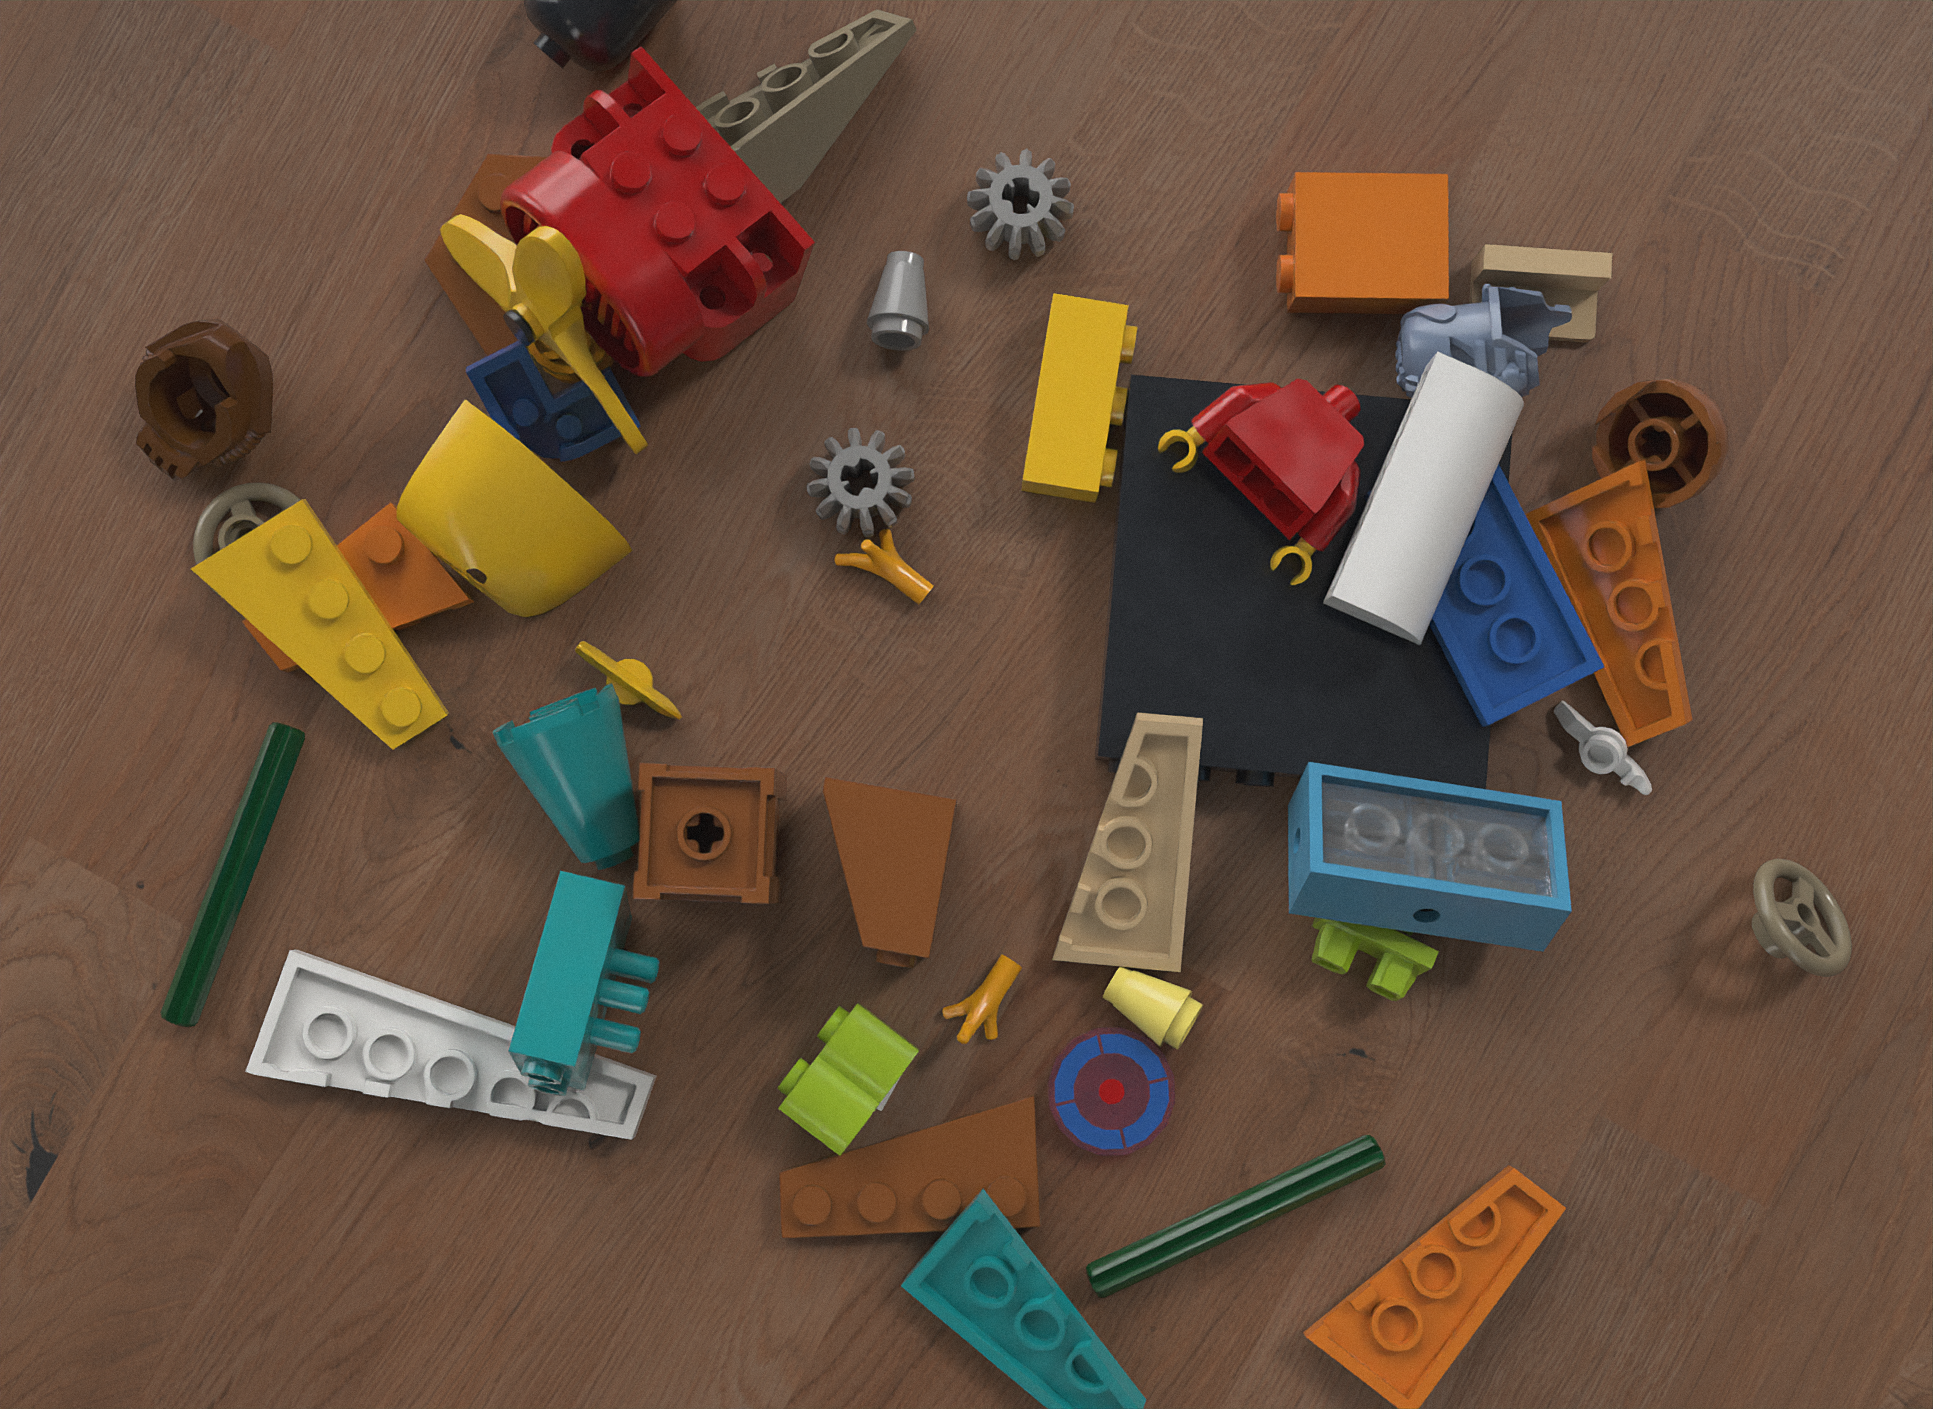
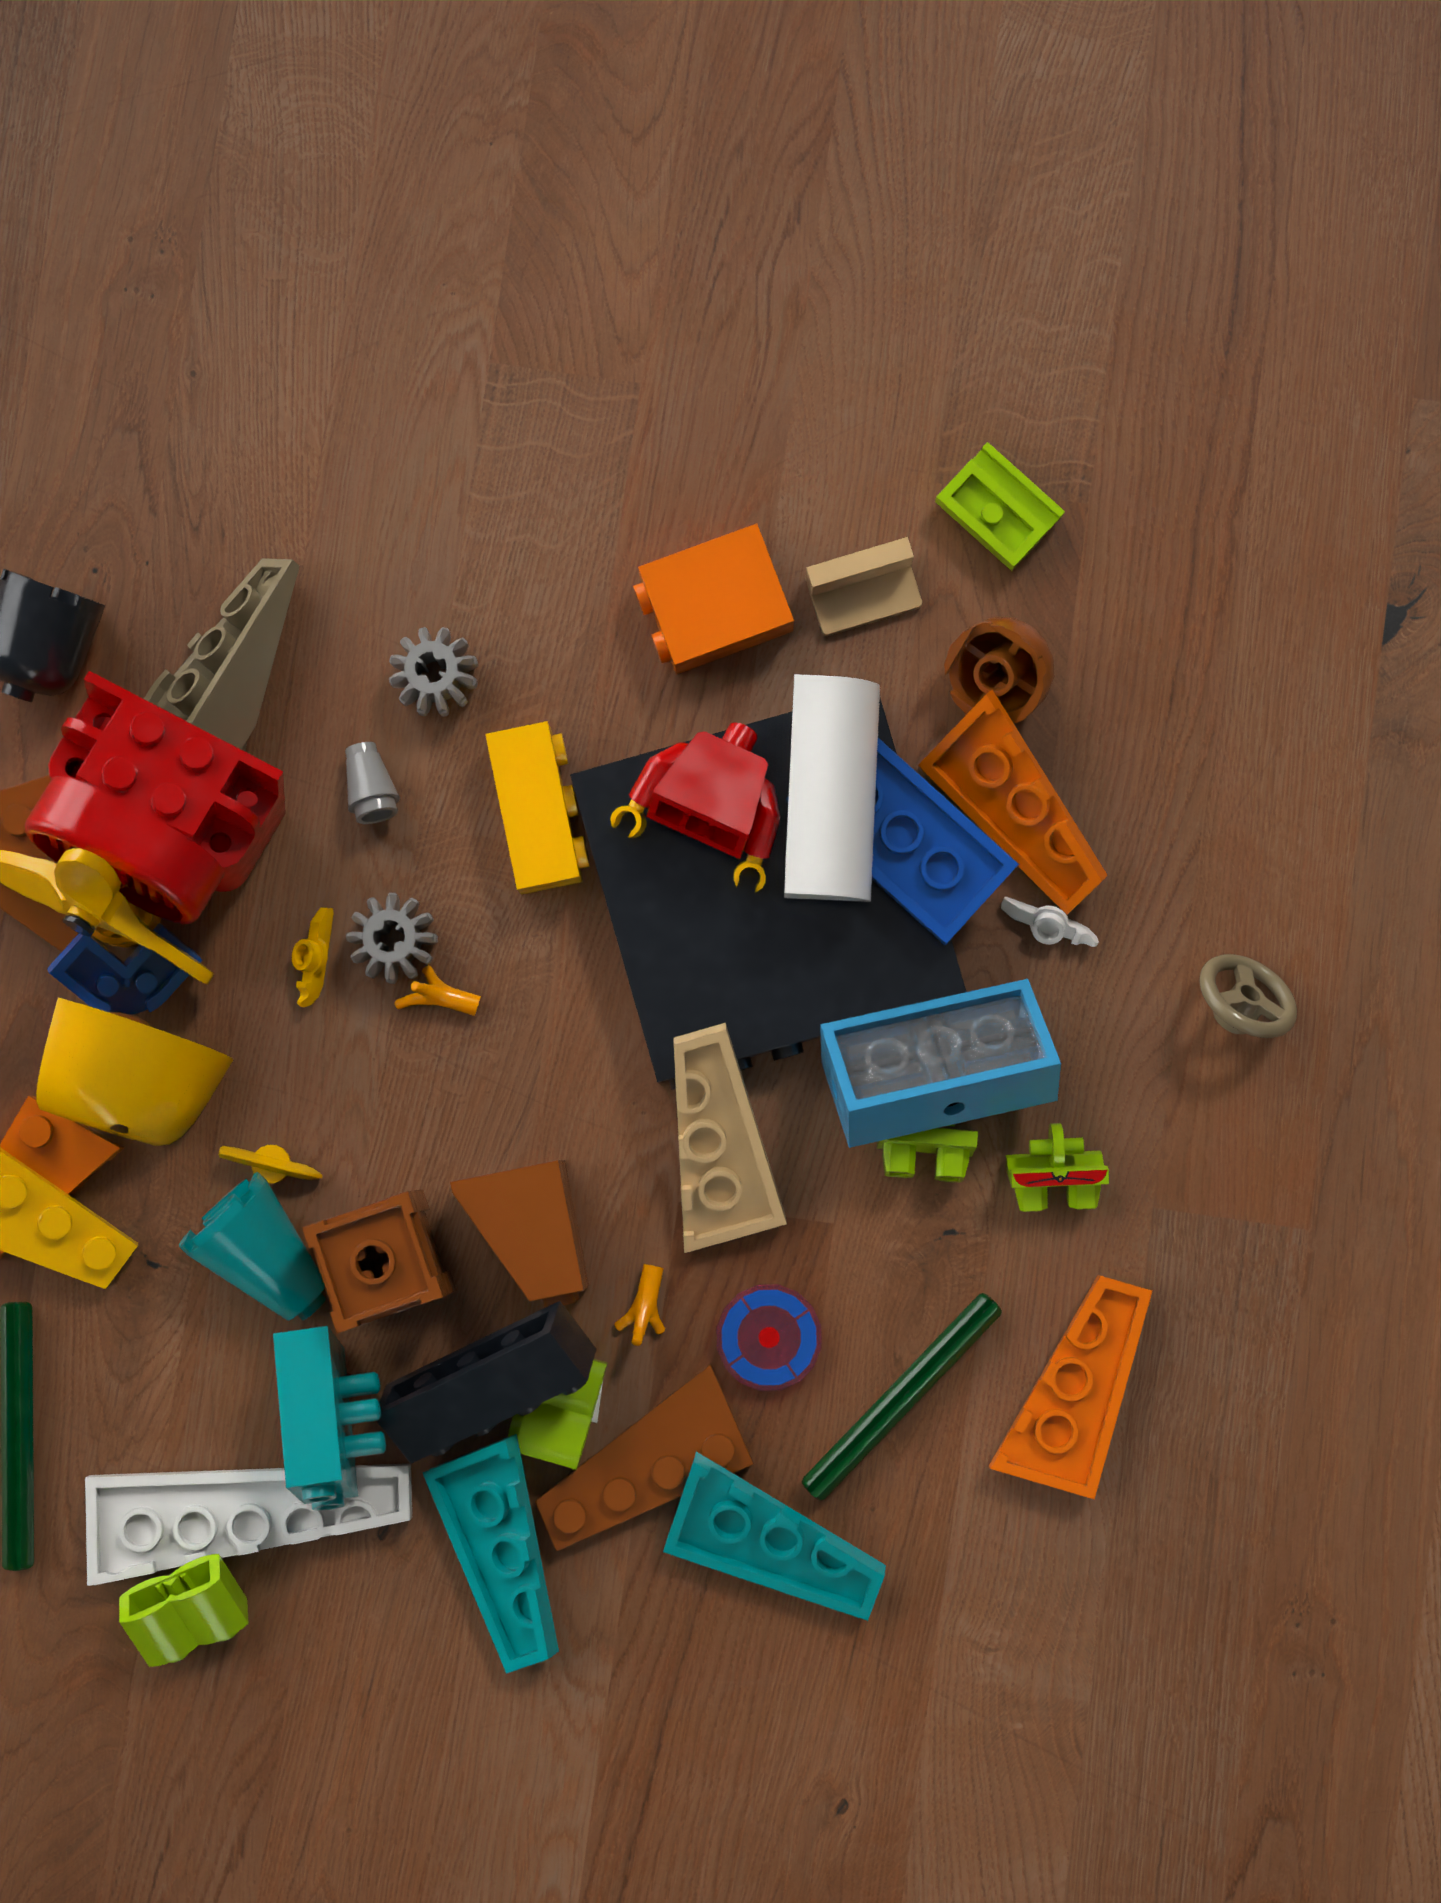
camera: 20 degrees left, 0 degrees up
(341, 1141) = (183, 1610): none -> lime brick
(719, 1197) = (496, 1542): none -> teal wing
(762, 469) = (311, 956): none -> yellow piece
(779, 1020) = (486, 1383): none -> black brick
(1153, 1005) = (776, 1258): light yellow cone -> none
(1495, 336) = (832, 643): sand blue helmet -> none
(1510, 1021) = (1053, 1164): none -> lime hips
(1724, 261) = (999, 506): none -> lime plate

